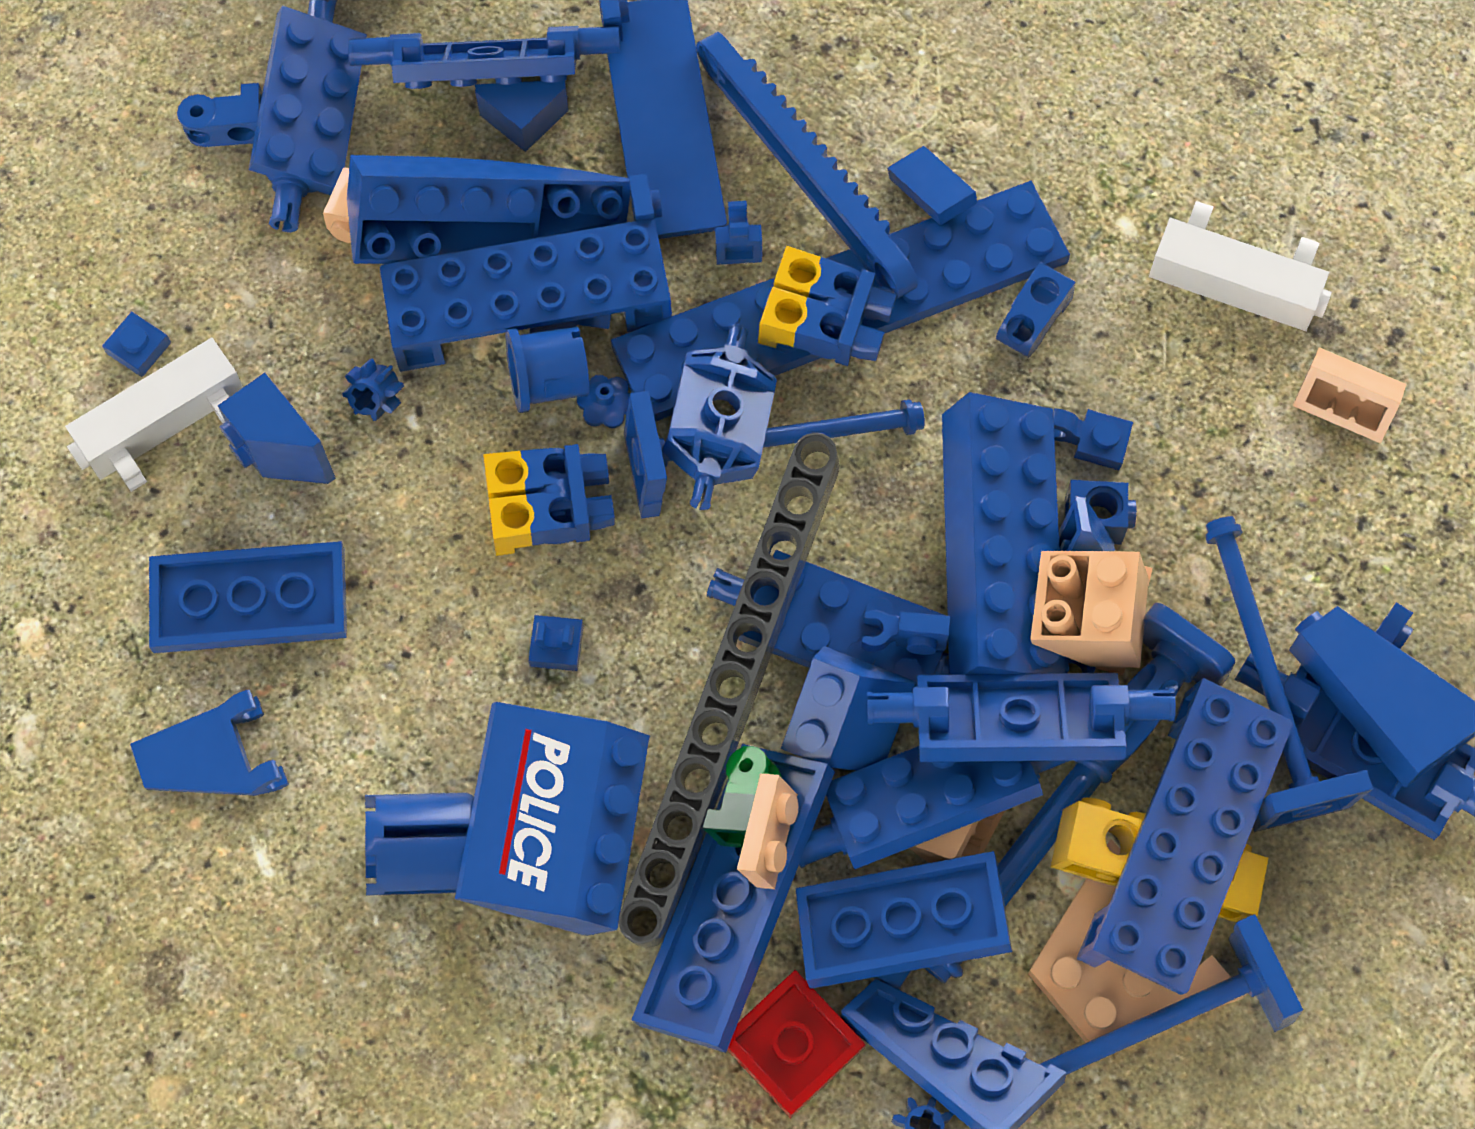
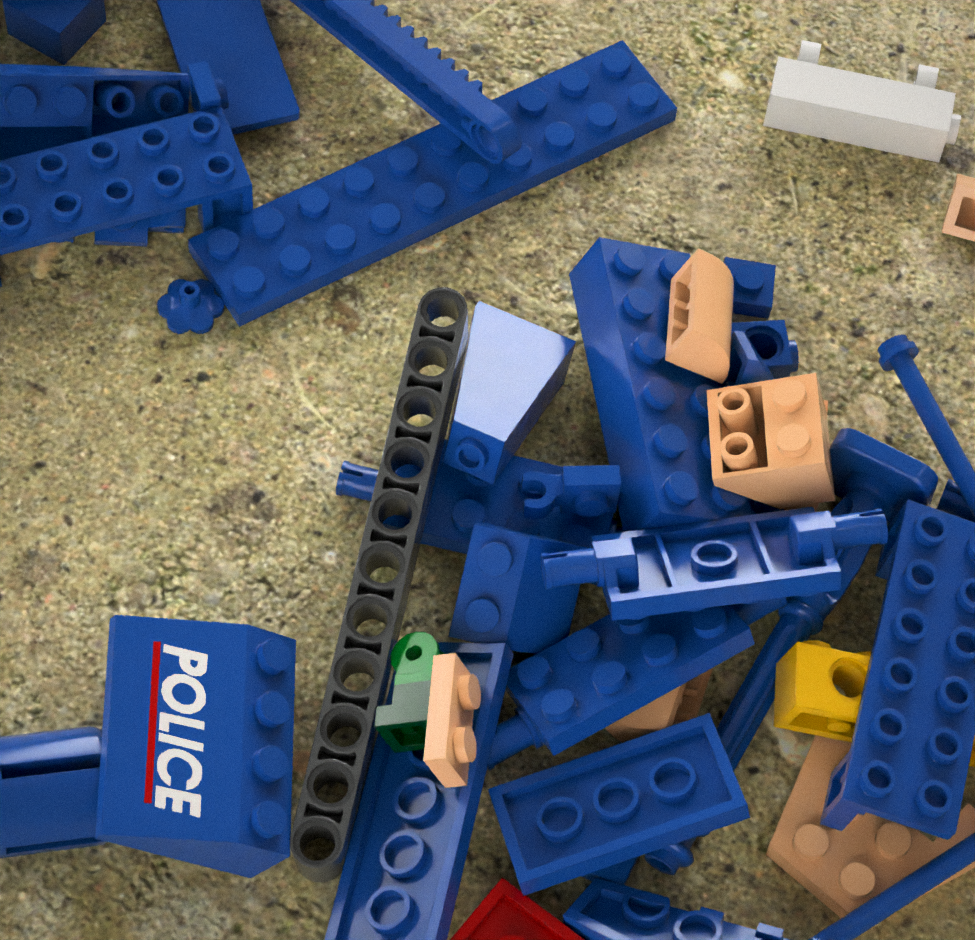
camera: 15 degrees left, 10 degrees down
(542, 496) = (137, 406): blue hips -> none
(546, 366) = (120, 269): blue piece -> none
(556, 643) = (170, 562): blue tile -> none
(649, 462) = (252, 349): blue tile -> none
(711, 444) = (321, 323): blue plate -> none
(738, 240) = (318, 125): blue plate -> none
(822, 308) = (421, 178): blue hips -> none
(865, 520) = (502, 389): none -> slope
(932, 185) = (518, 53): blue tile -> none
(1036, 309) = (651, 163): blue leg -> none
(1048, 480) = (701, 317): none -> light nougat brick

